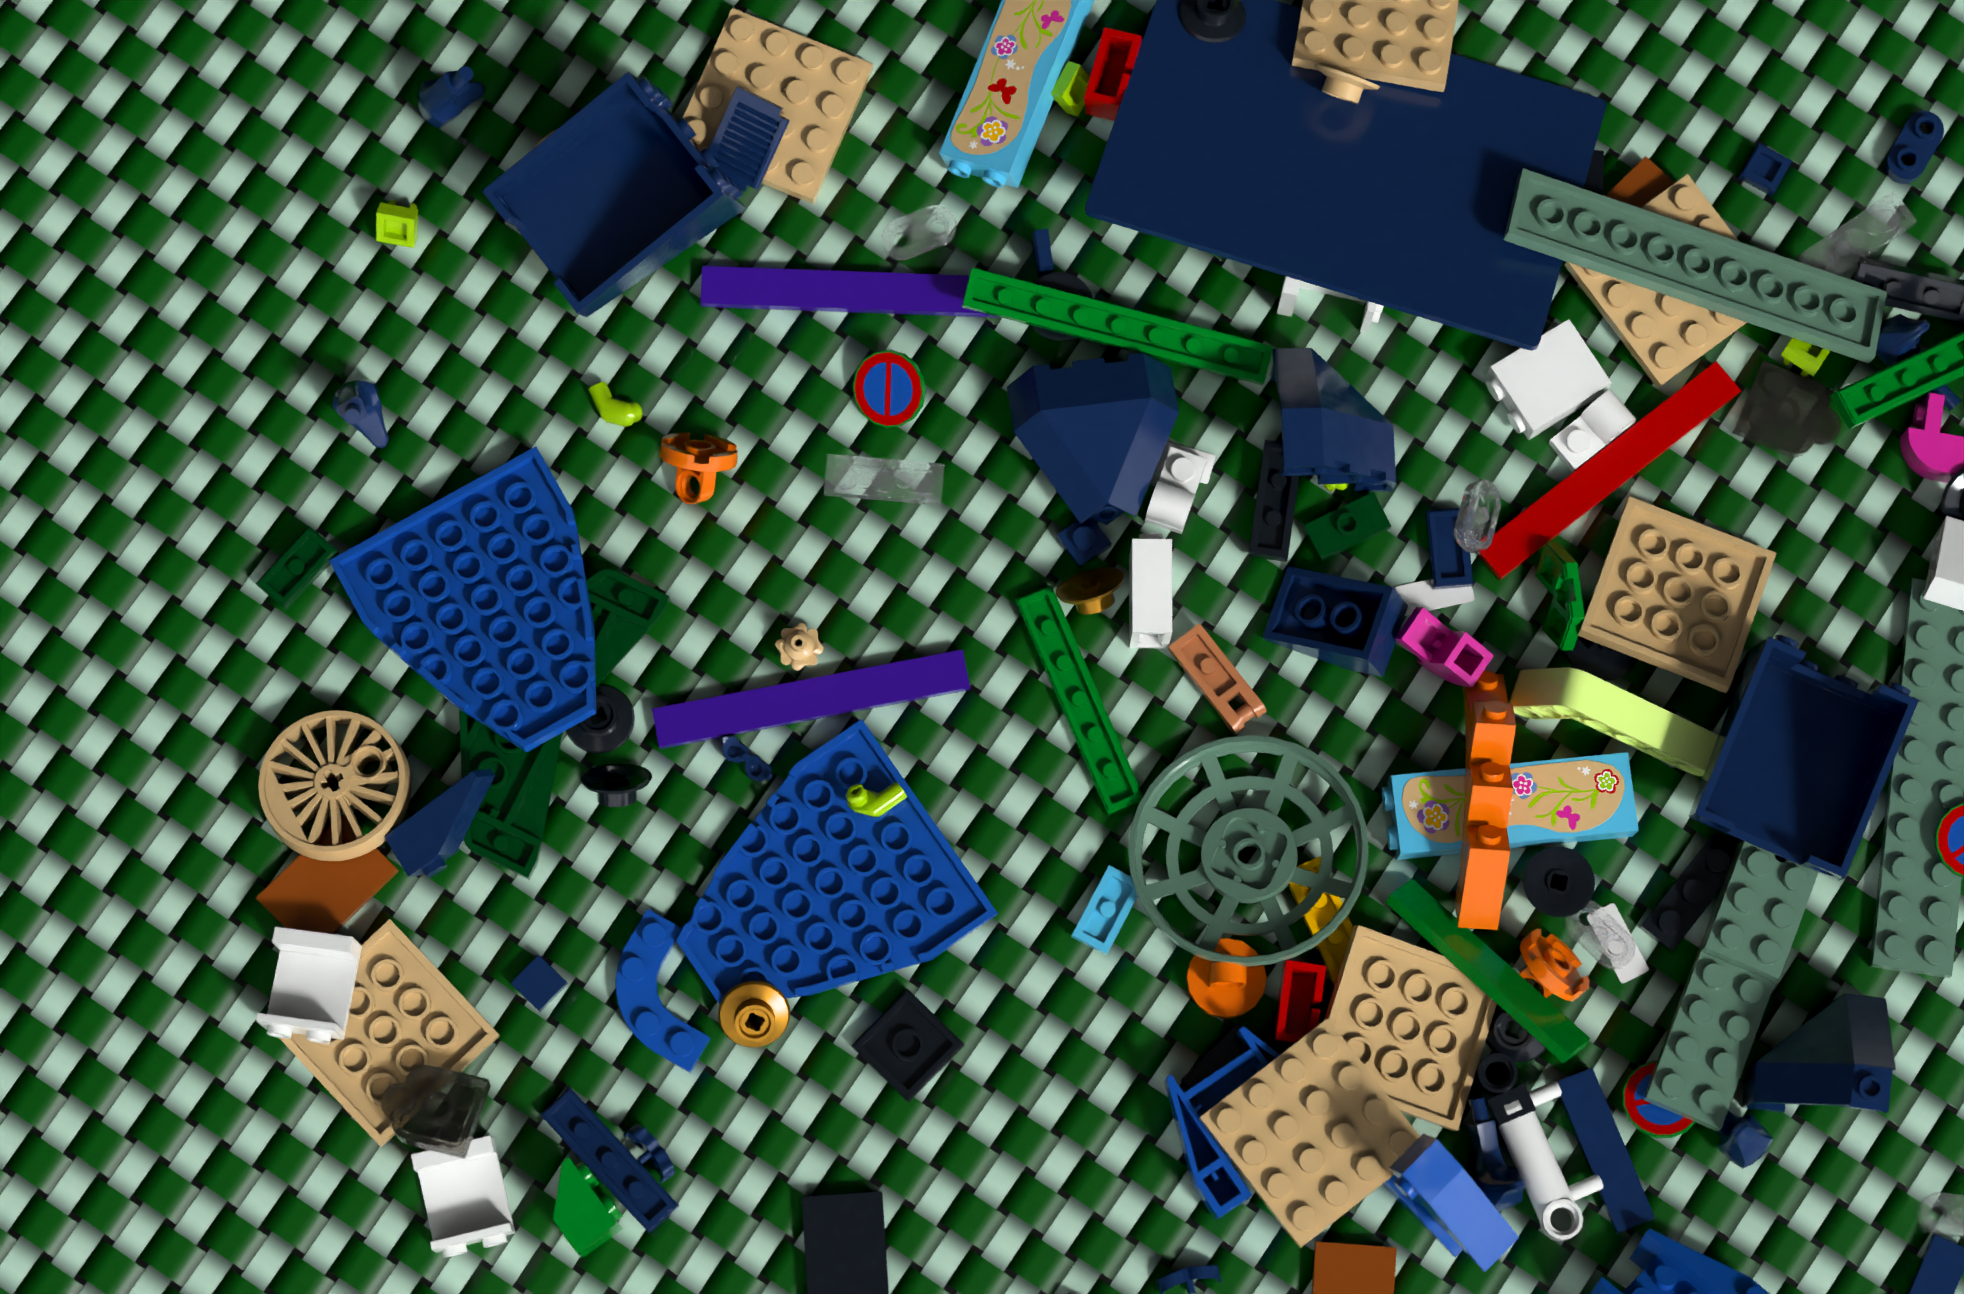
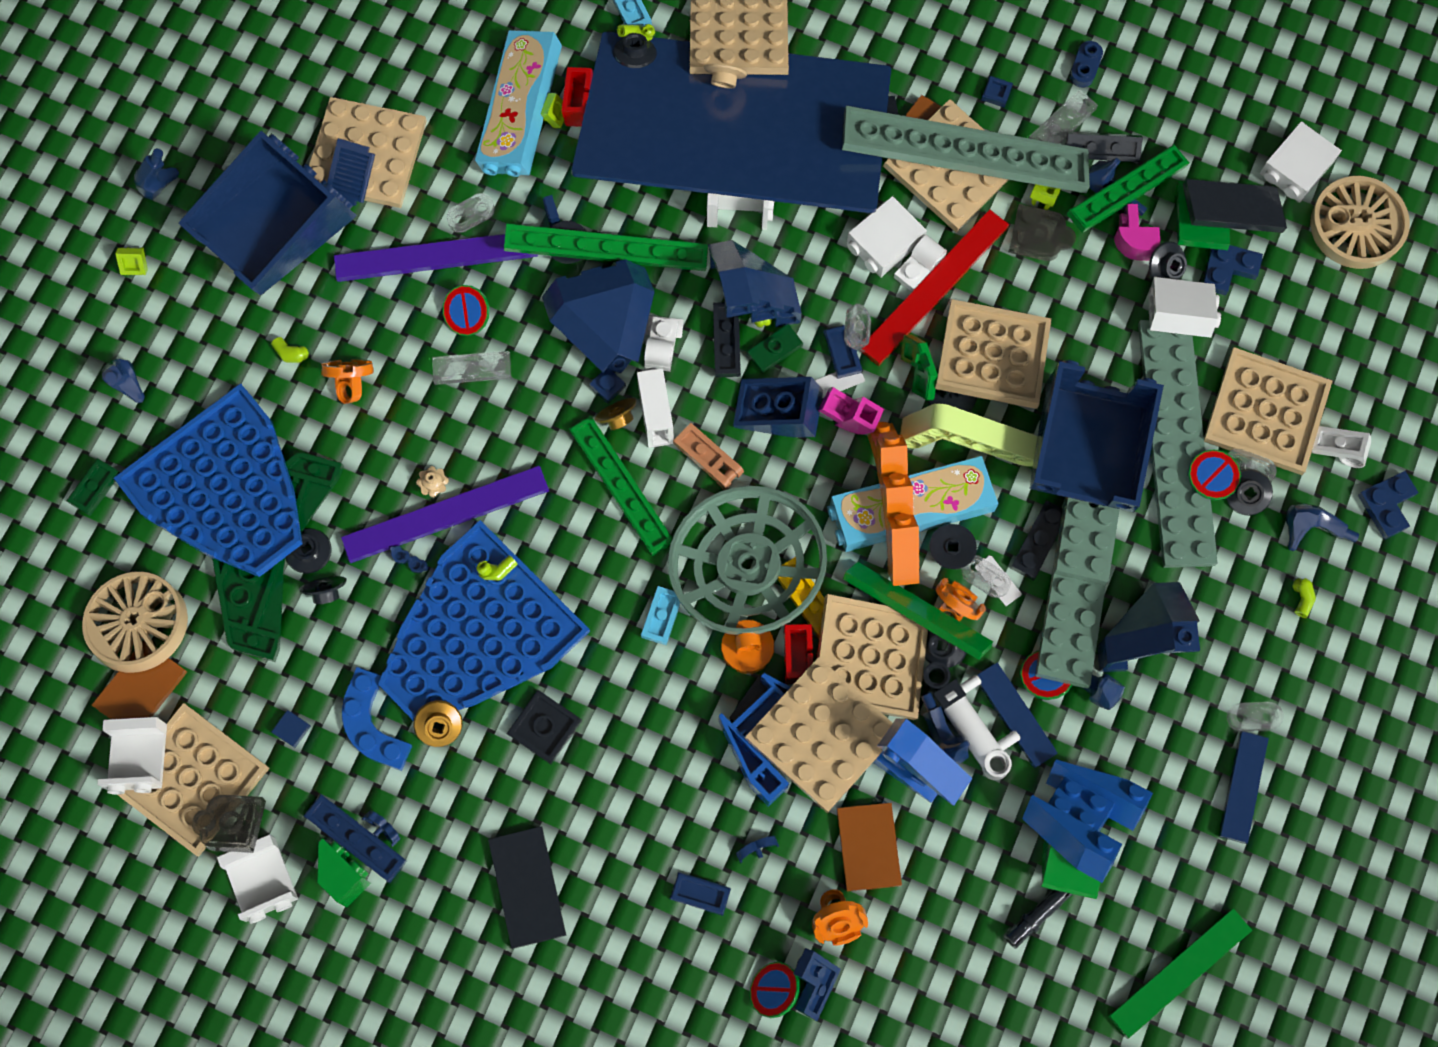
camera: 10 degrees left, 5 degrees down
(439, 827) = (208, 635): dark blue slope -> none

